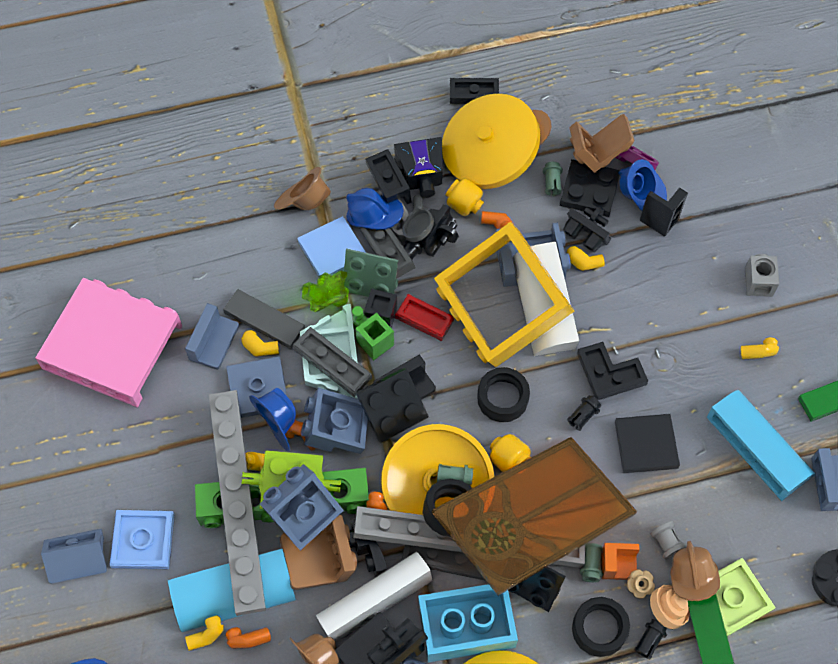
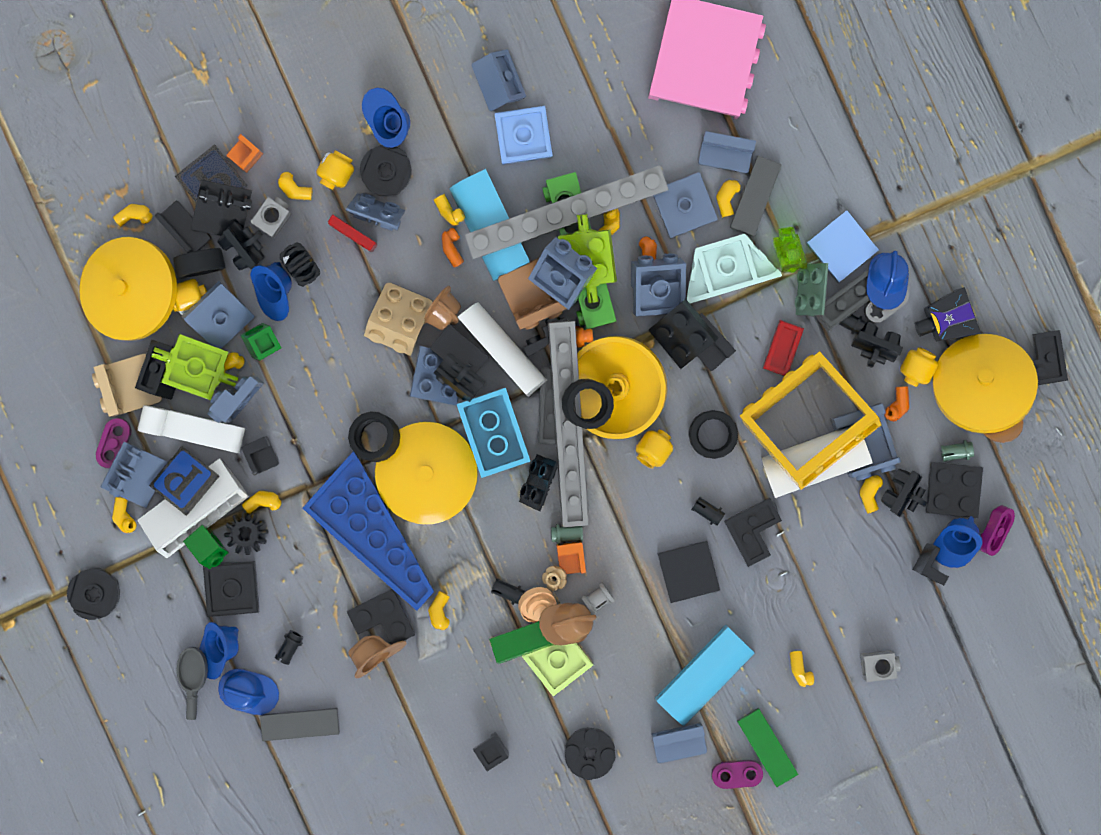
camera: 80 degrees right, 25 degrees up
(278, 413) = (658, 231): blue piece -> none
(306, 193) = (897, 205): medium nougat piece -> none
(332, 361) = (717, 270): dark grey tile -> none
(372, 333) = (751, 302): bright green brick -> none
(382, 303) = (780, 306): black panel -> none
(388, 177) = (925, 287): black panel -> none
(419, 222) = (878, 326): dark grey piece -> none
(453, 472) = (620, 402): sand green pin -> none
(533, 514) = (596, 478): clear orange piece -> none
(604, 146) = (997, 497): medium nougat bracket -> none
(613, 608) = (506, 566): black tyre -> none

